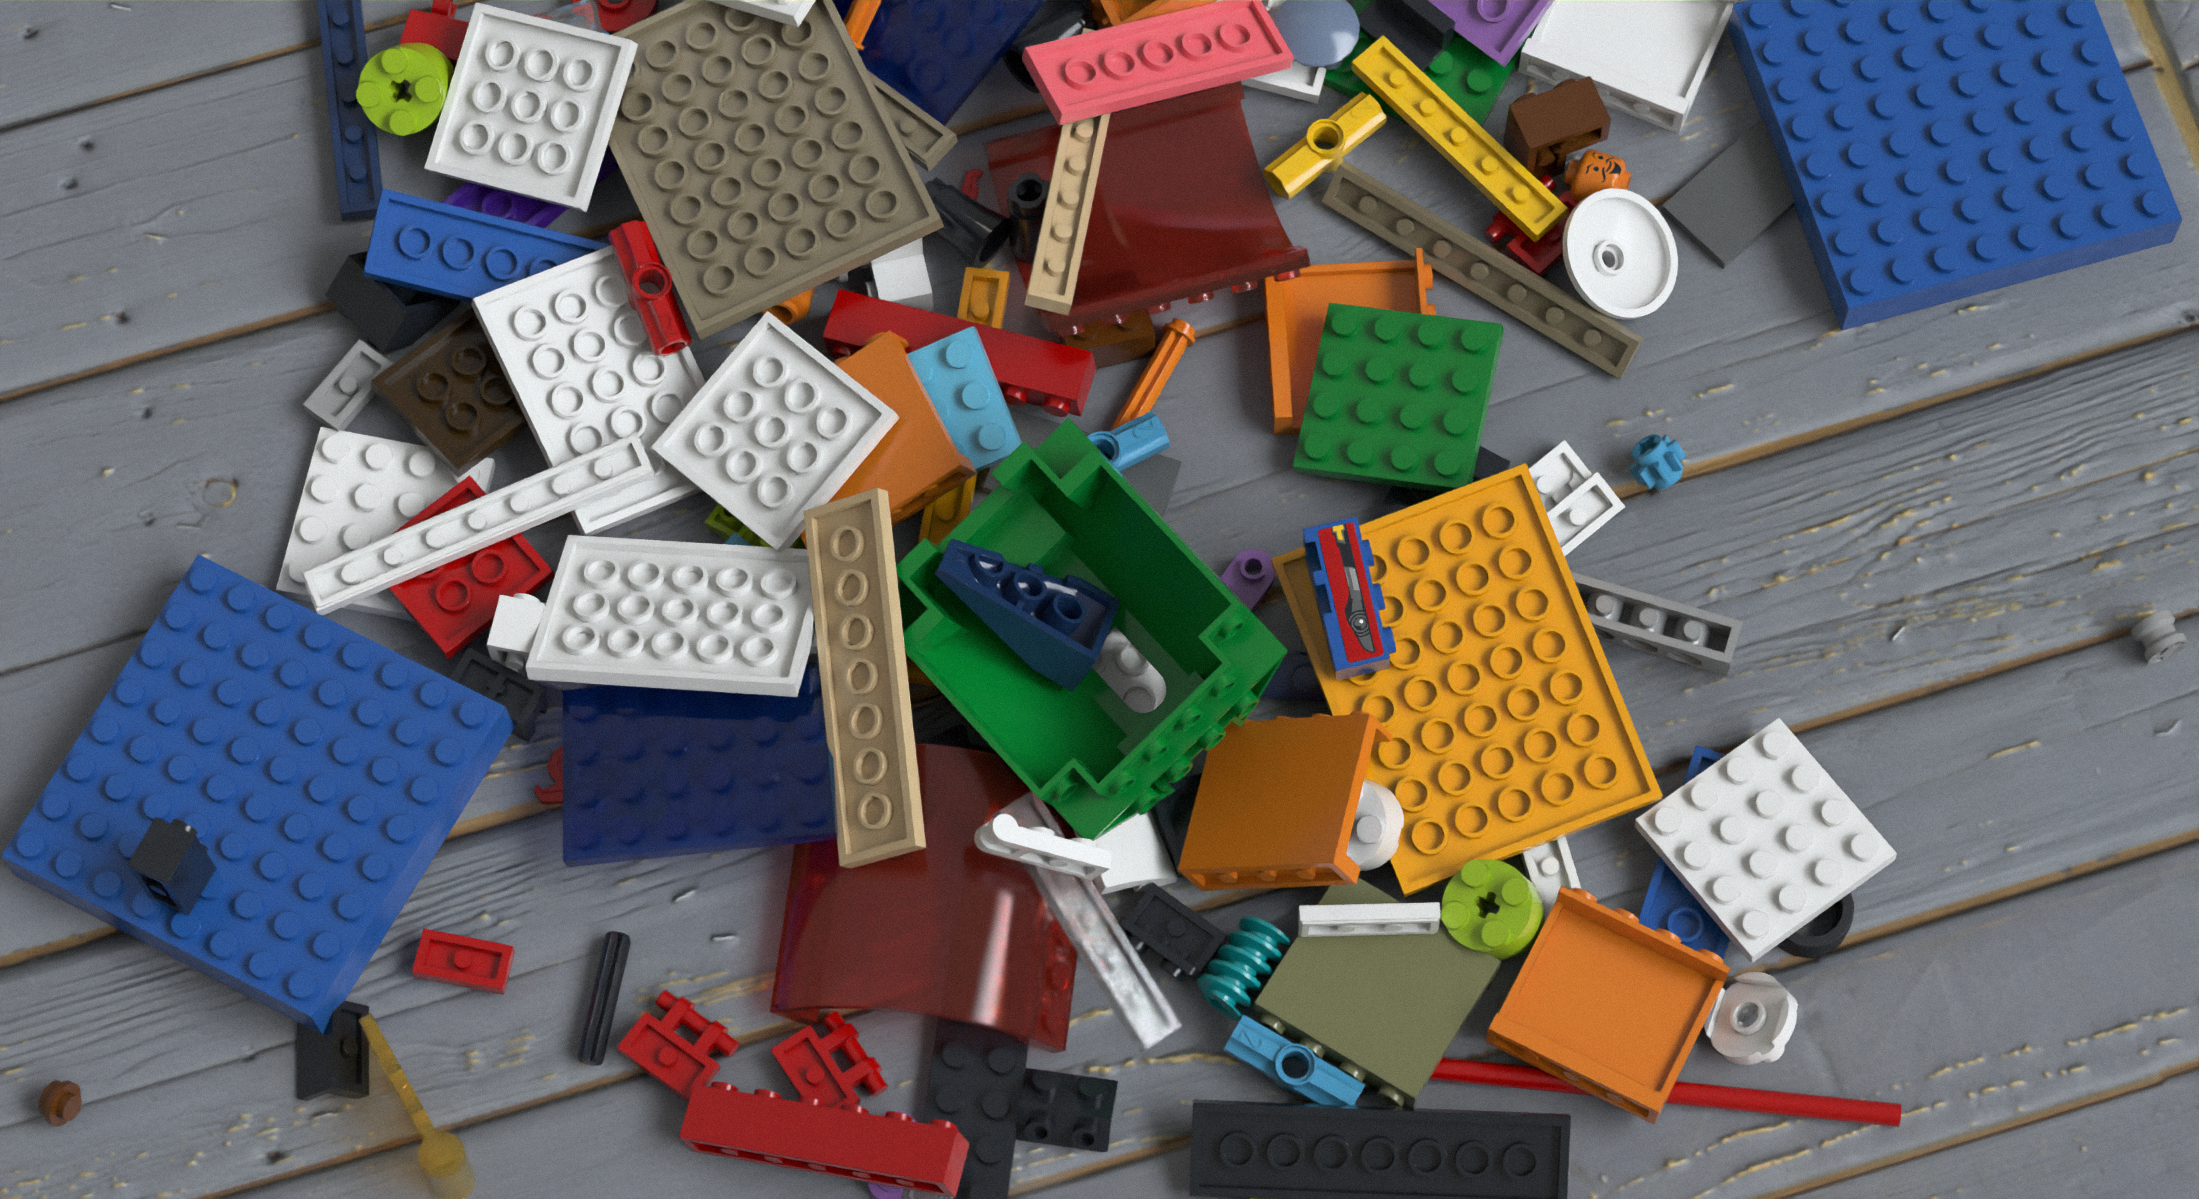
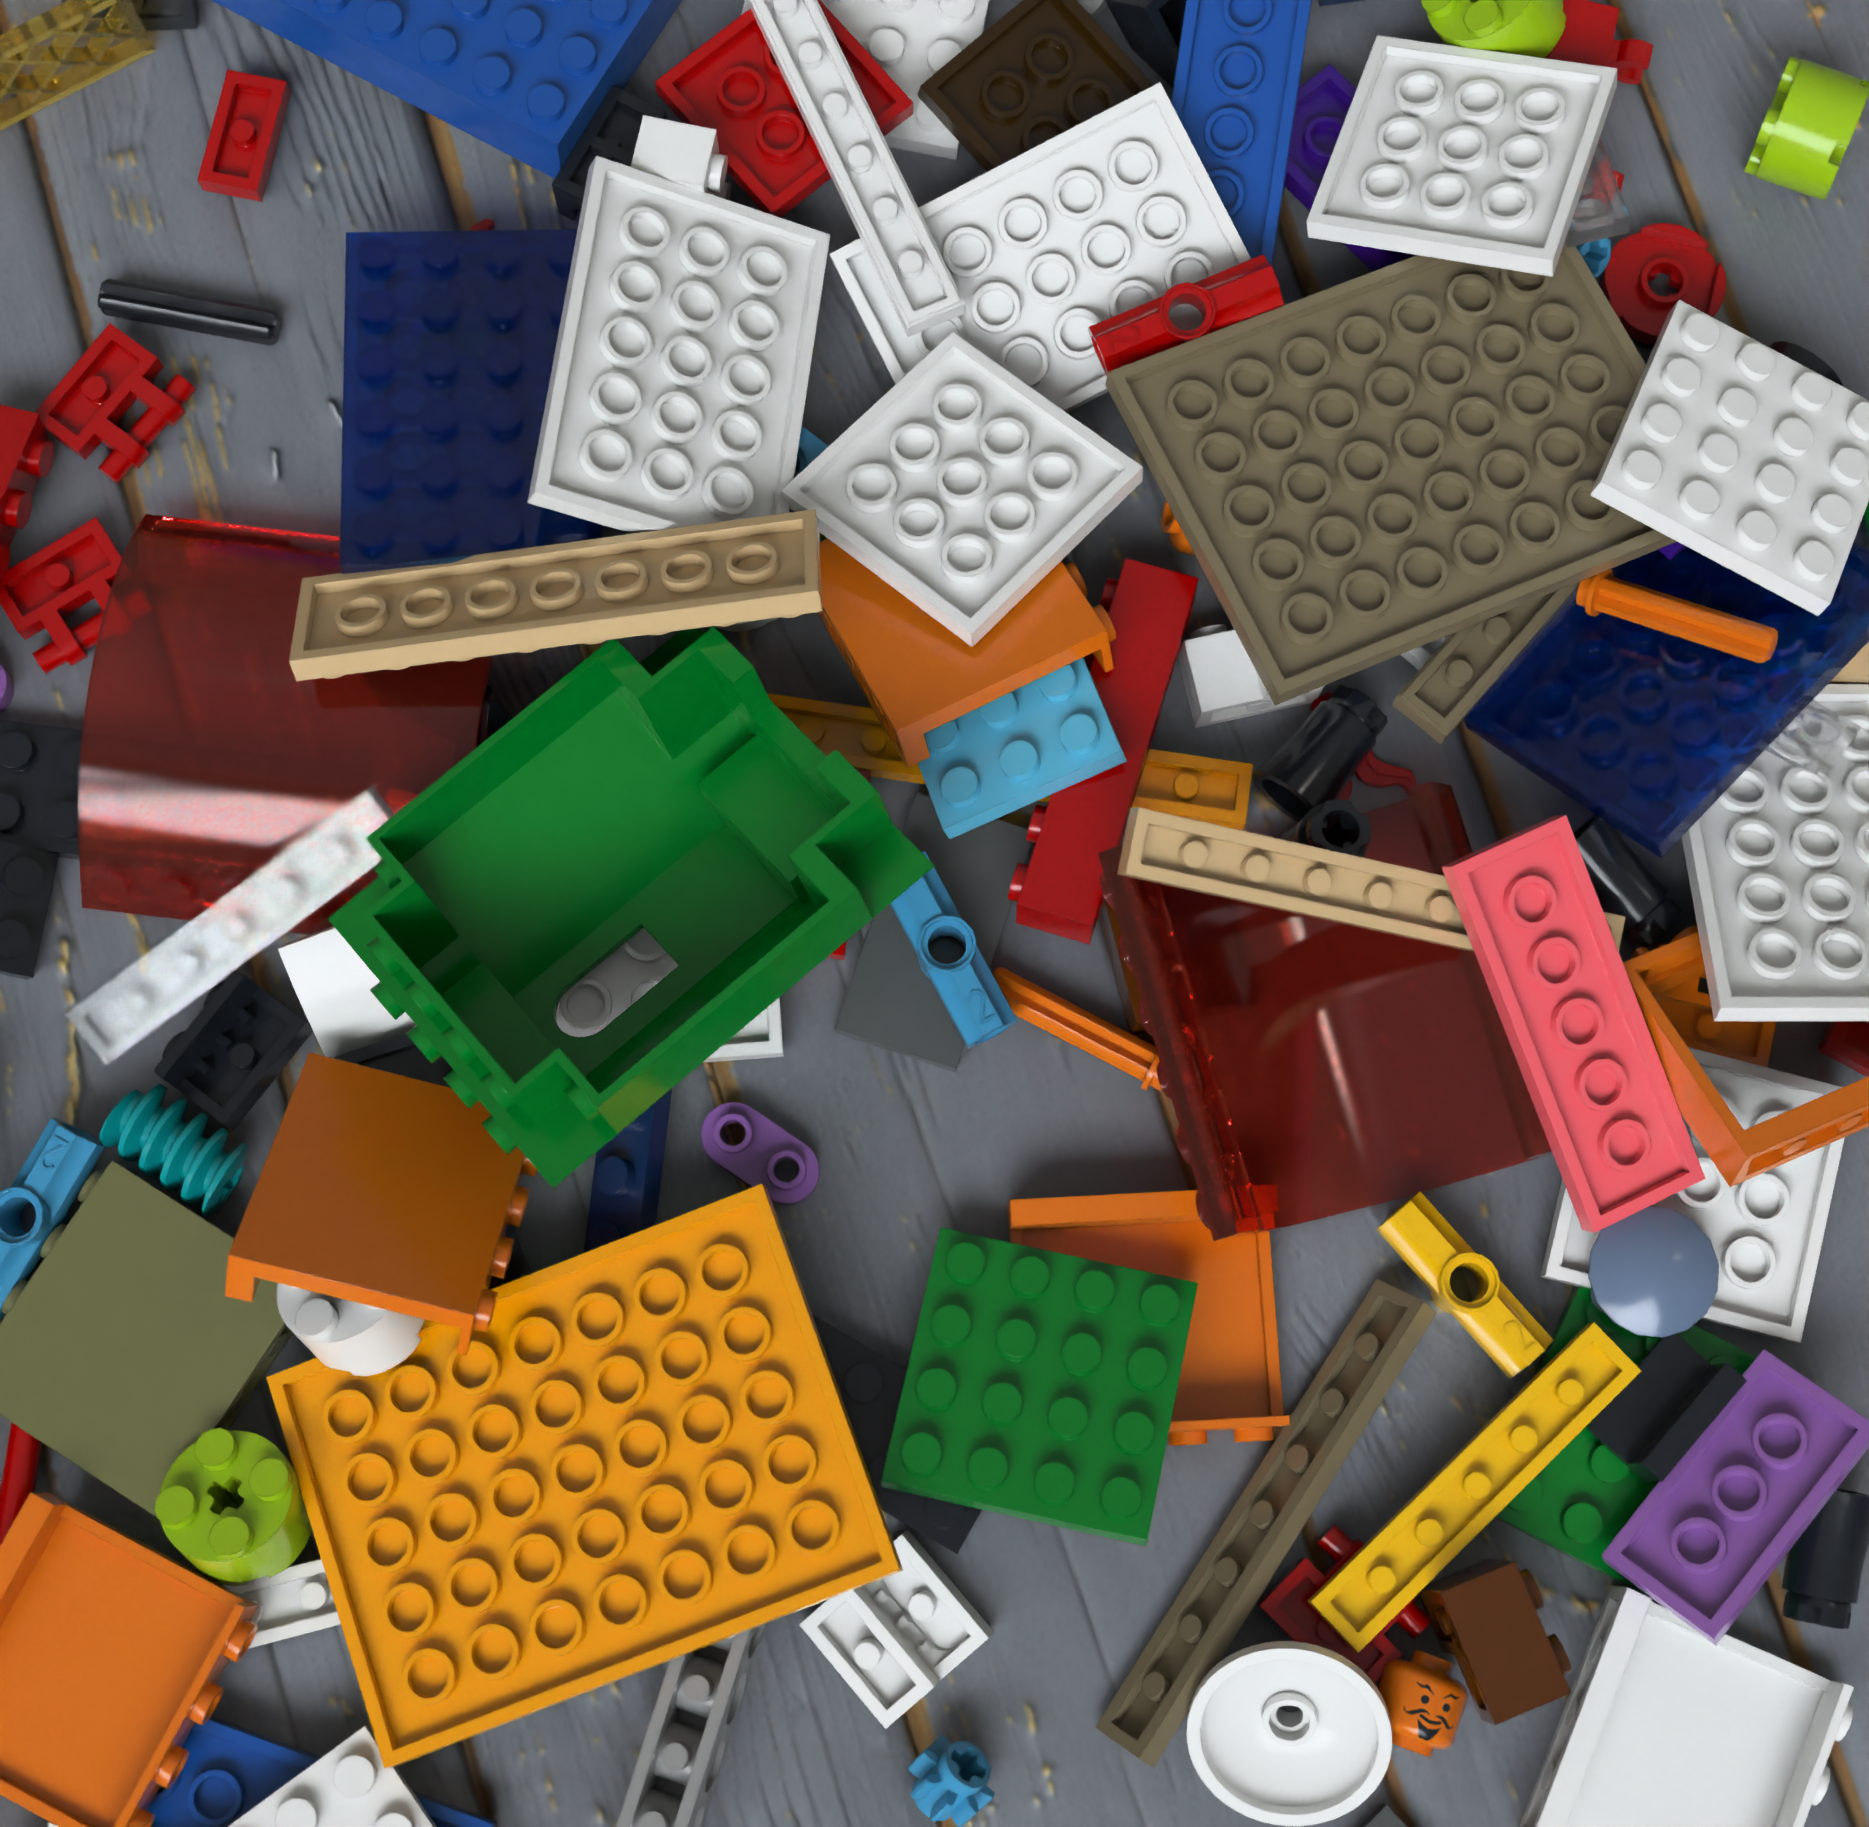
camera: 85 degrees right, 10 degrees up
(1041, 848) = (303, 847): white plate -> none
(1043, 618) = (675, 841): dark blue wedge -> none
(1347, 598) = (675, 1291): wedge -> none
(1368, 919) = (208, 1322): white tile -> none

